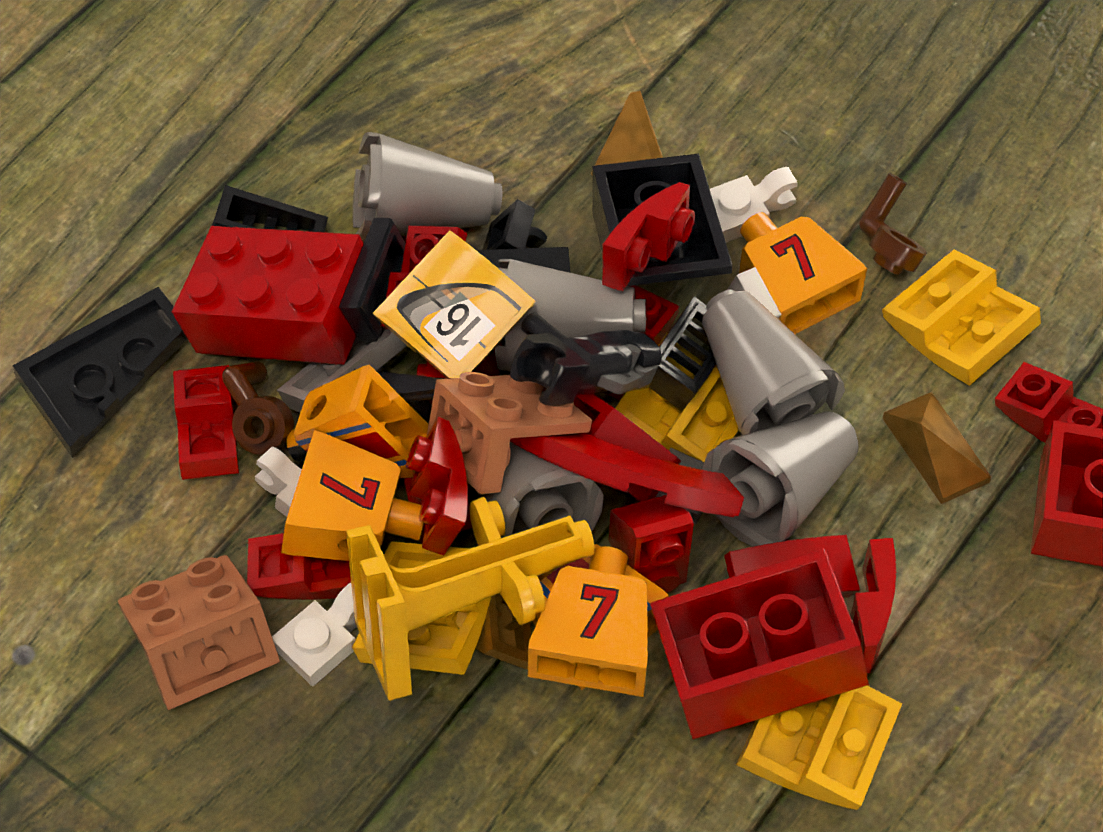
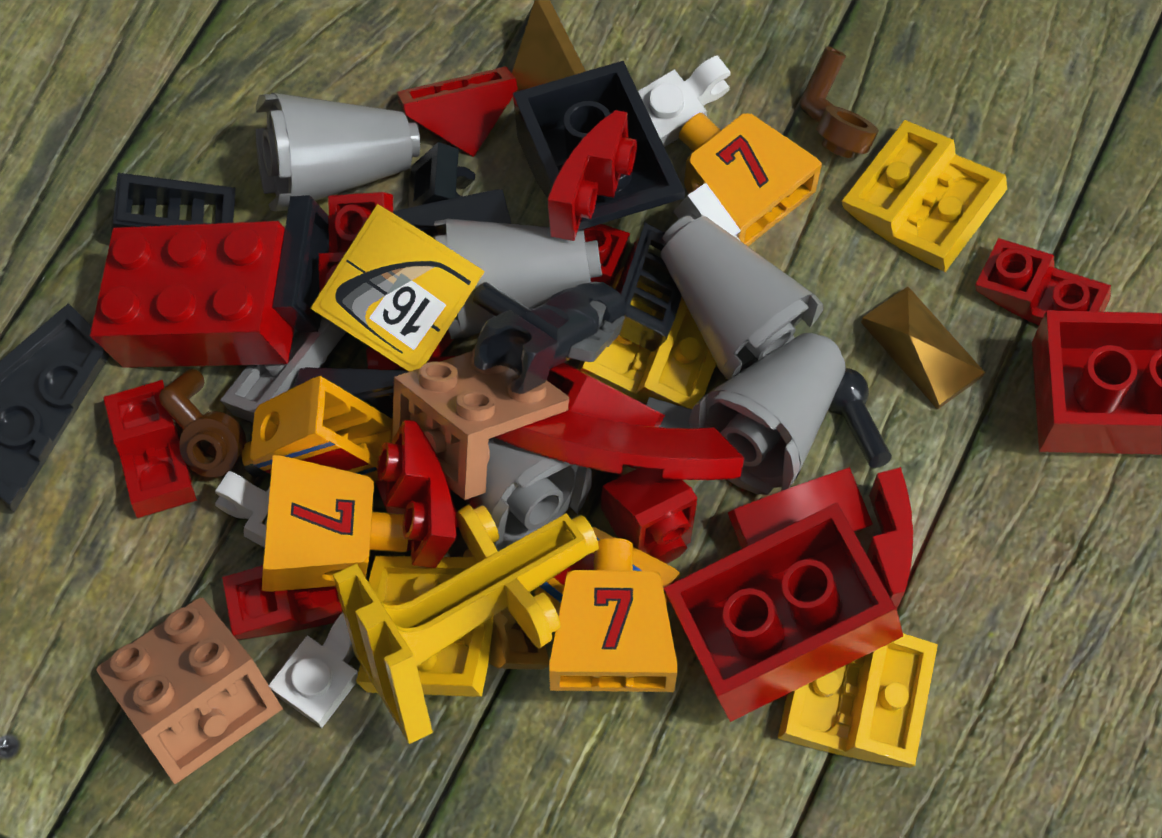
camera: 10 degrees left, 10 degrees up
(545, 181) = (462, 107): none -> red slope
(859, 482) = (850, 403): none -> black bar

